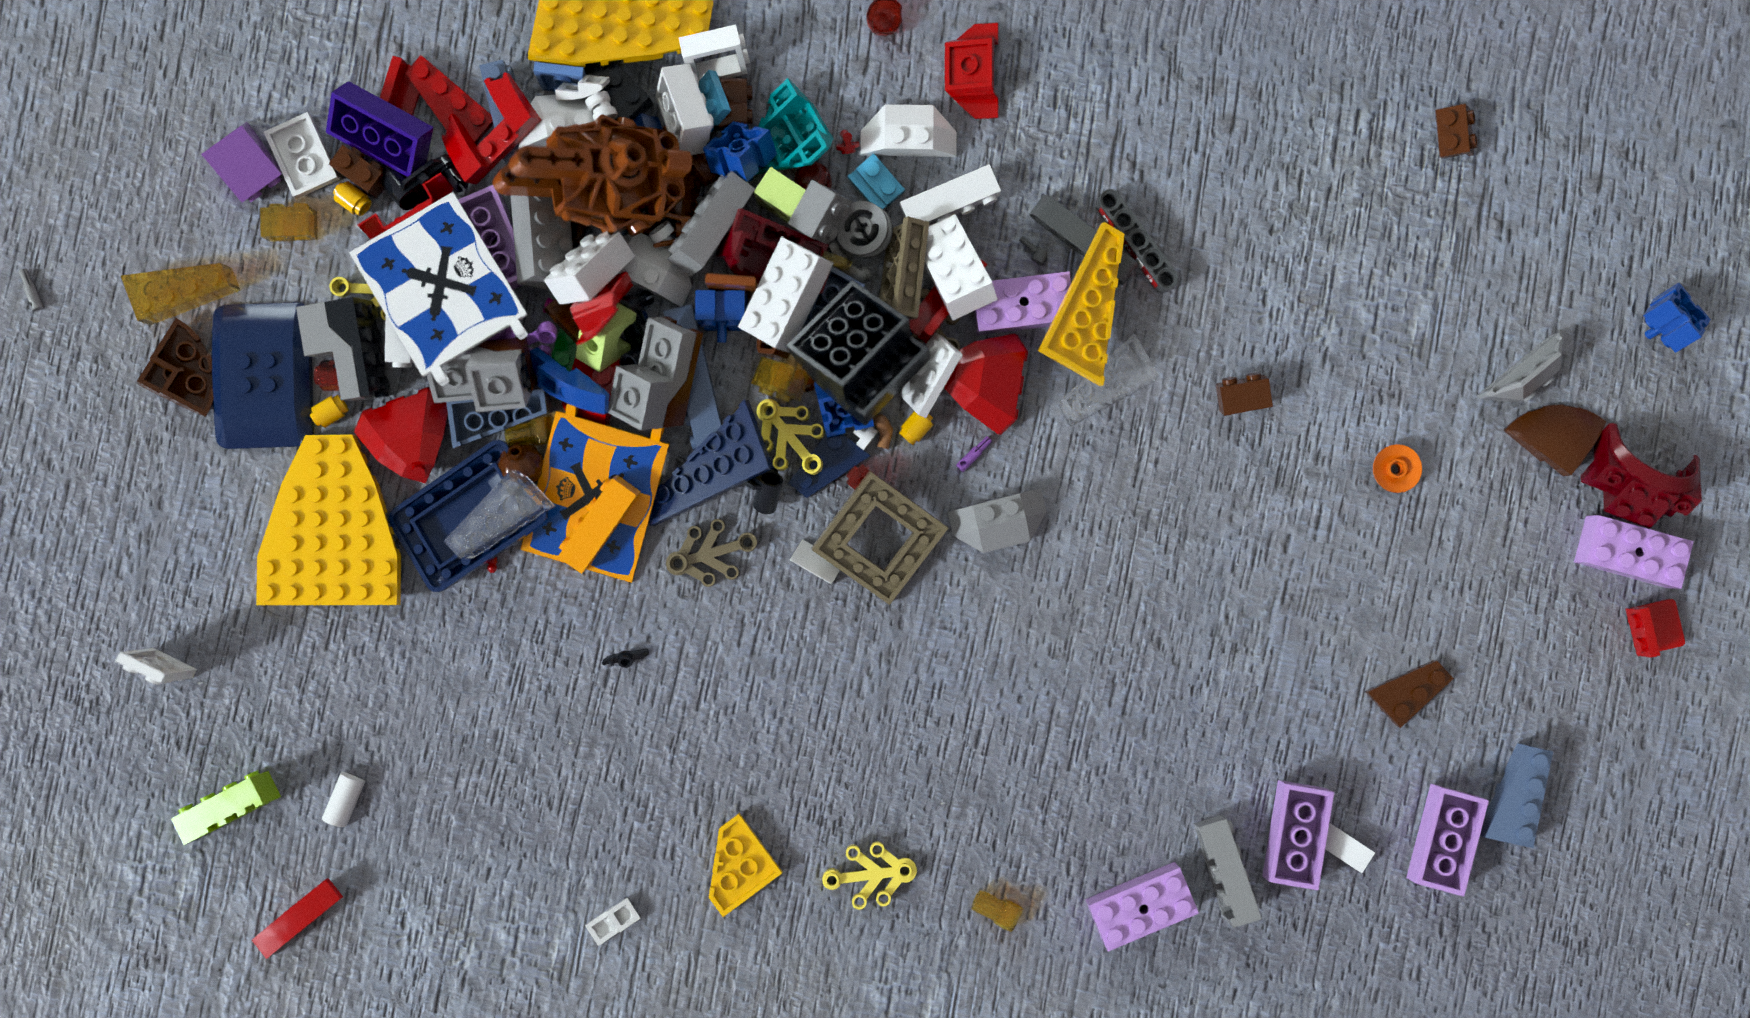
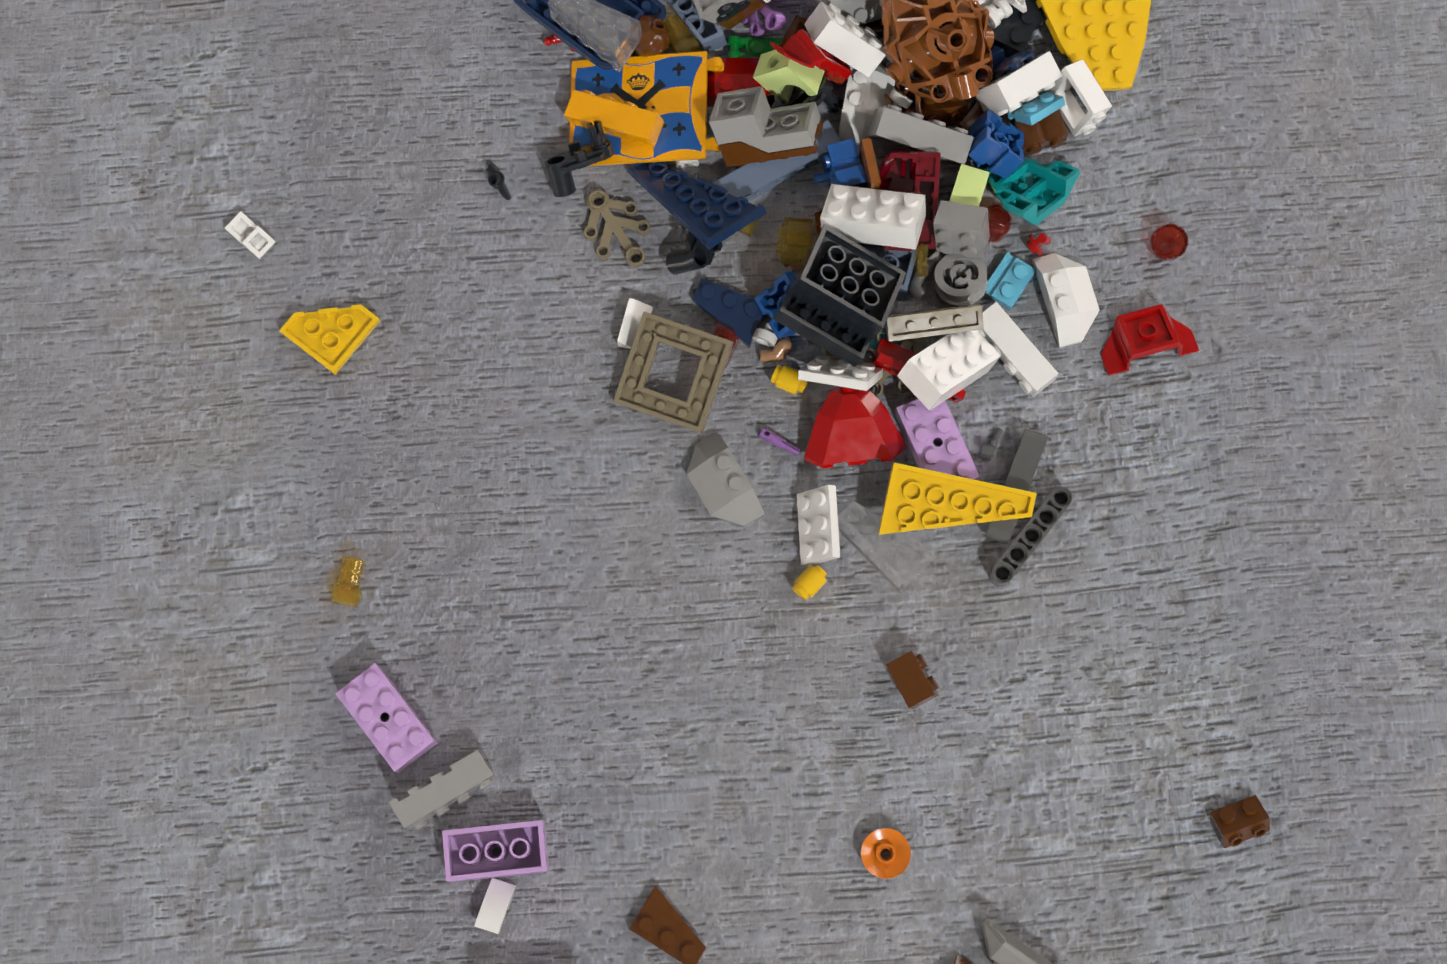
camera: 80 degrees right, 10 degrees down
(570, 387) = (732, 53): blue slope -> none
(631, 572) = (561, 165): none -> black piece
(661, 107) = (1013, 63): none -> dark blue dish
(787, 433) = (746, 263): light yellow plant -> none
(873, 873) = (353, 459): light yellow plant -> none
(1072, 440) = (818, 525): none -> white plate
(1121, 464) = (809, 582): none -> yellow brick

